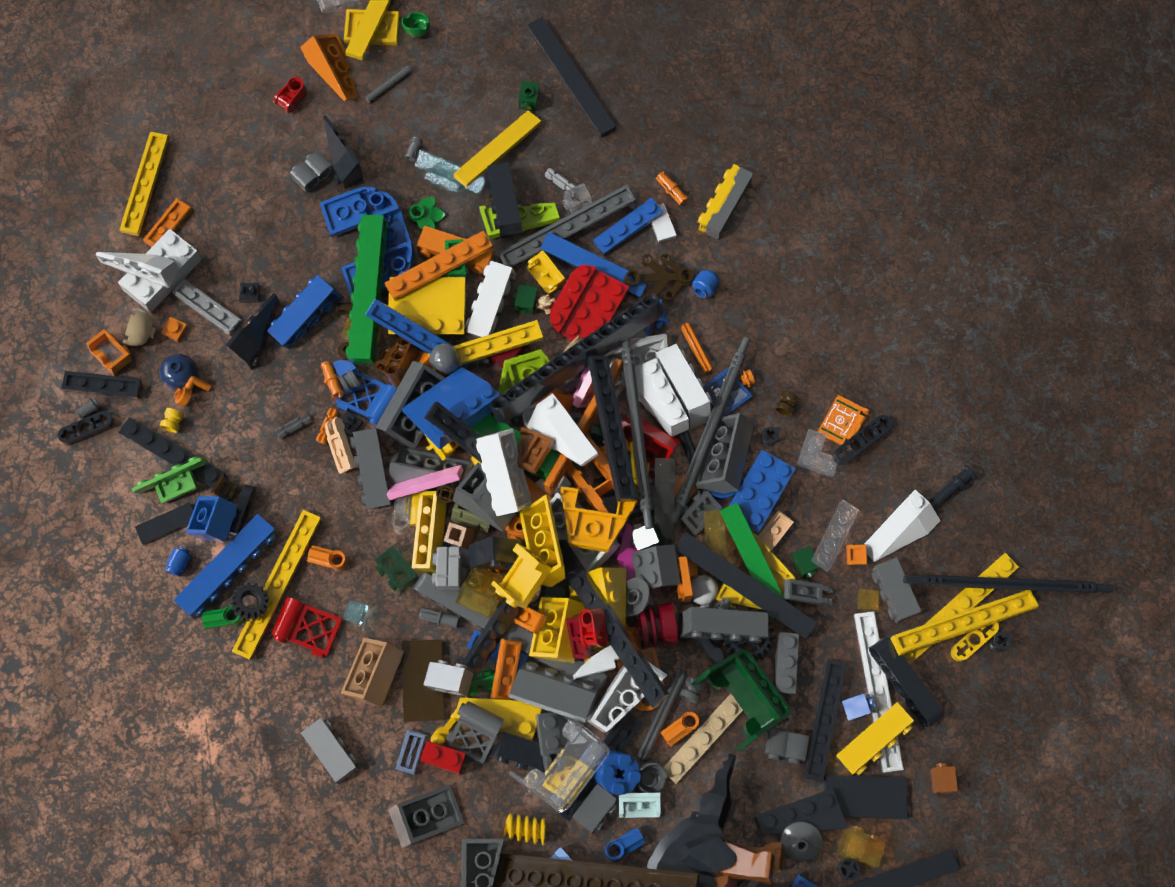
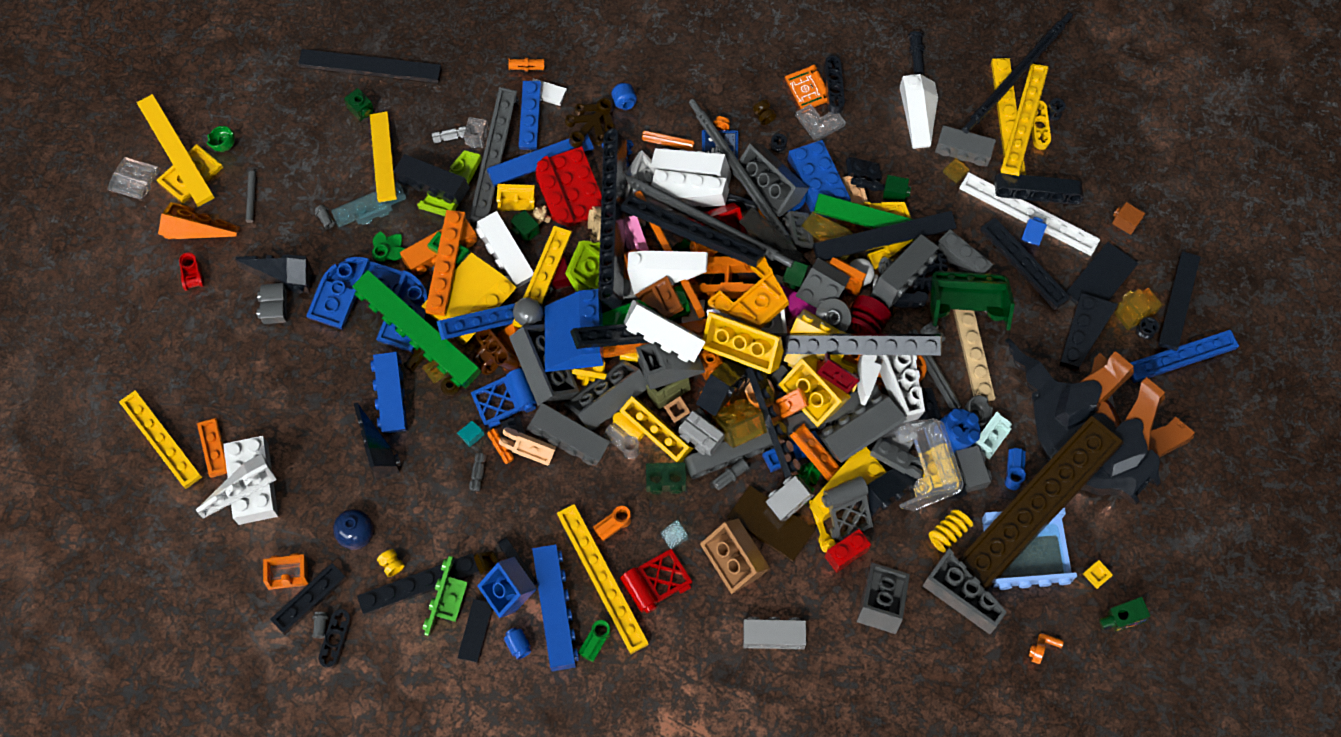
camera: 50 degrees left, 5 degrees down
(139, 328) = (286, 532): tan cylinder -> none
(174, 329) = (311, 506): orange plate -> none
(183, 395) = (377, 537): orange plate -> none
(206, 306) = (314, 467): light grey tile -> none
(249, 292) = (332, 426): black tile -> none
(250, 613) = (603, 615): black tyre -> none
(320, 396) = (471, 433): none -> teal slope
(332, 380) = (465, 414): orange pin -> none
(343, 366) = (464, 398): blue tile -> none
(349, 381) = (479, 400): dark grey wheel -> none
(406, 769) = (826, 591): sand blue tile -> none
(425, 482) = (617, 400): bright pink tile -> none
(446, 492) = (636, 387): dark brown wheel -> none
(523, 578) = (760, 377): yellow panel -> none
(593, 626) = (843, 357): red piece -> none
(678, 729) = (956, 365): orange piece -> none
(725, 202) = (570, 37): piece -> none
(786, 745) = (1026, 301): dark grey brick -> none
(800, 524) = (864, 174): none -> black plate
(801, 832) = (1097, 341): dark grey dish -> none
(806, 592) = (921, 202): dark grey hinge -> none
(834, 535) = (893, 153): clear plate -> none
(856, 555) = (917, 152): orange plate -> none
(875, 739) = (1066, 238): yellow brick -> none

